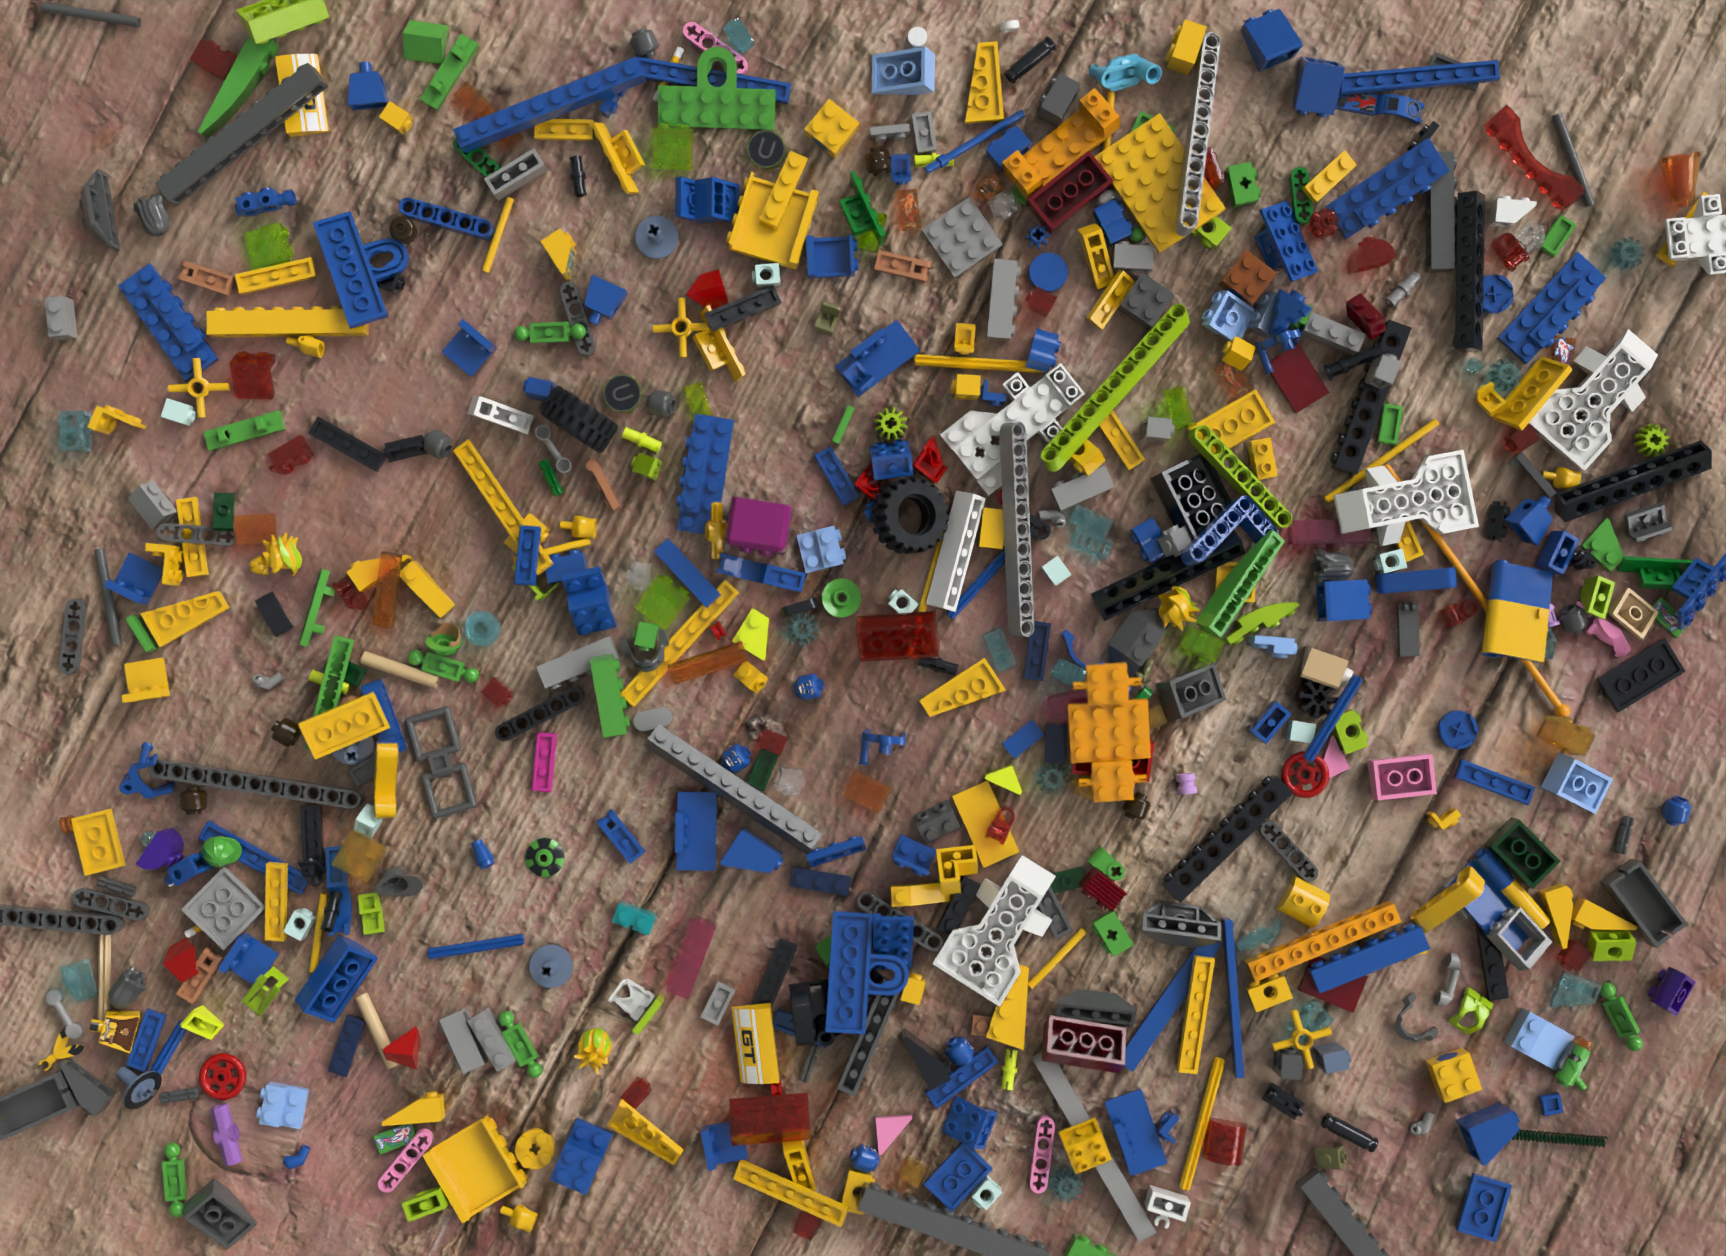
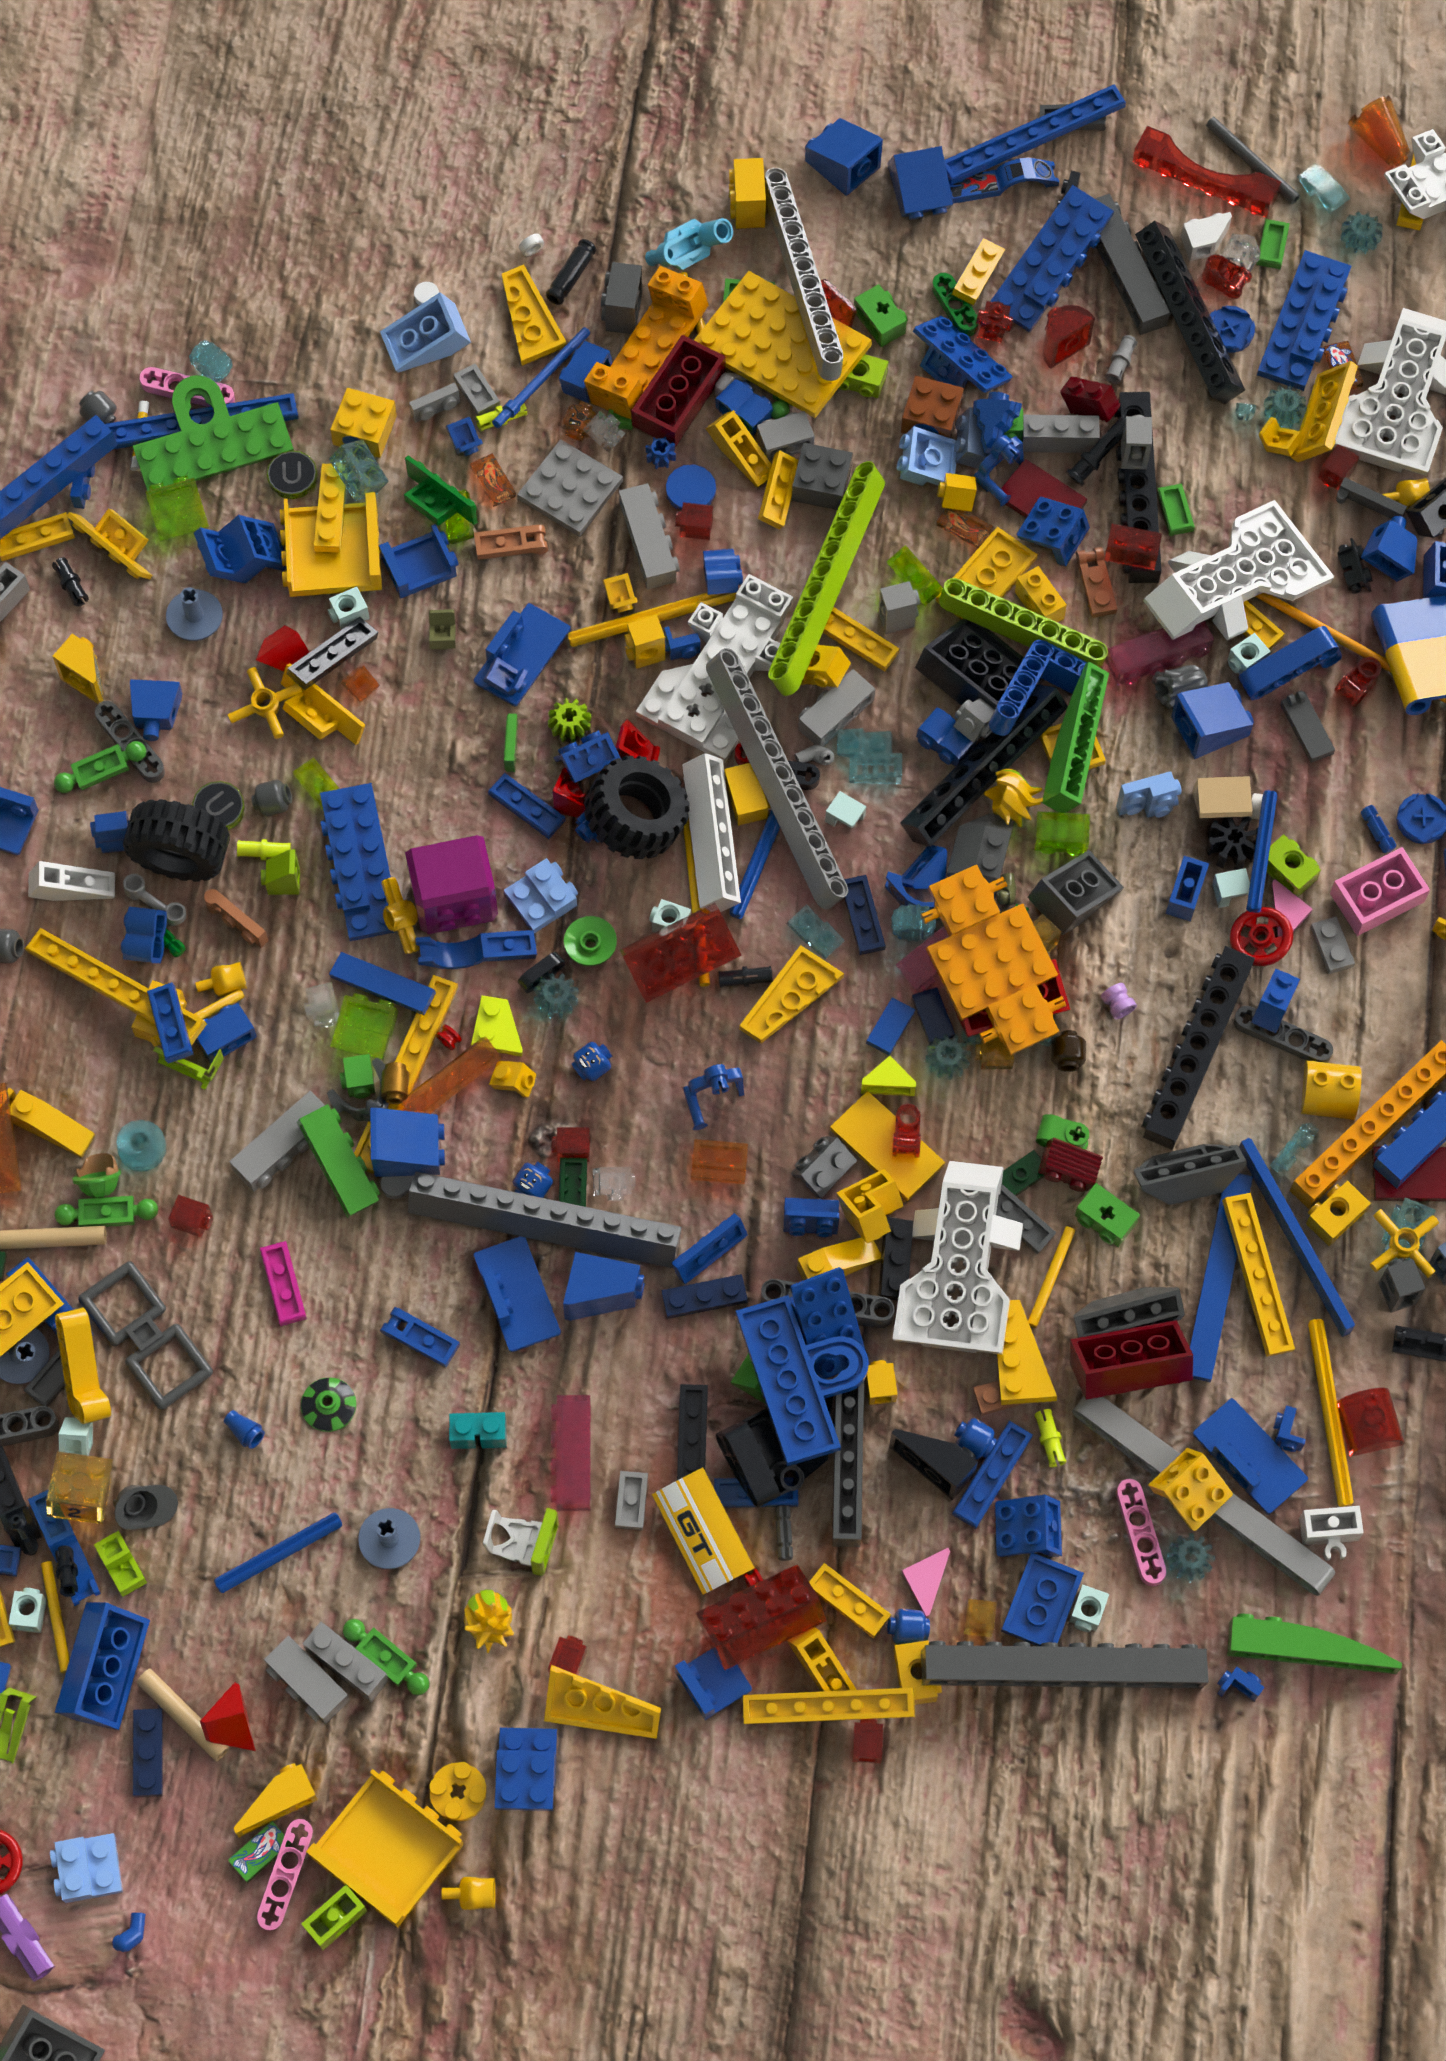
camera: 20 degrees left, 20 degrees down
(530, 715) = (250, 1234): black beam -> none
(536, 475) = (144, 935): none -> blue brick
(589, 600) = (268, 1058): blue bracket -> none
(659, 702) = (405, 1143): none -> blue slope
(667, 655) = (395, 1083): none -> pearl gold brick
(755, 335) = (360, 683): none -> clear orange slope
(813, 172) = (358, 469): none -> clear light blue brick
(833, 1125) = (849, 1600): none -> yellow plate
(878, 161) = (433, 438): dark brown head -> none
(1094, 634) = (926, 869): none -> blue slope
(1267, 616) = (1124, 770): lime slope -> none
(1293, 829) = (1275, 1000): none -> blue brick
(1295, 407) = (1055, 527): none -> blue bracket
(1307, 460) = (1096, 583): none -> nougat plate
(1344, 451) = (1133, 546): none -> clear red brick
(1351, 798) = (1332, 945): none -> light grey plate
(1383, 459) = (1193, 539): yellow piece -> none
(1422, 726) = (1378, 829): none -> blue axle
(1616, 204) = (1327, 189): none -> clear light blue slope

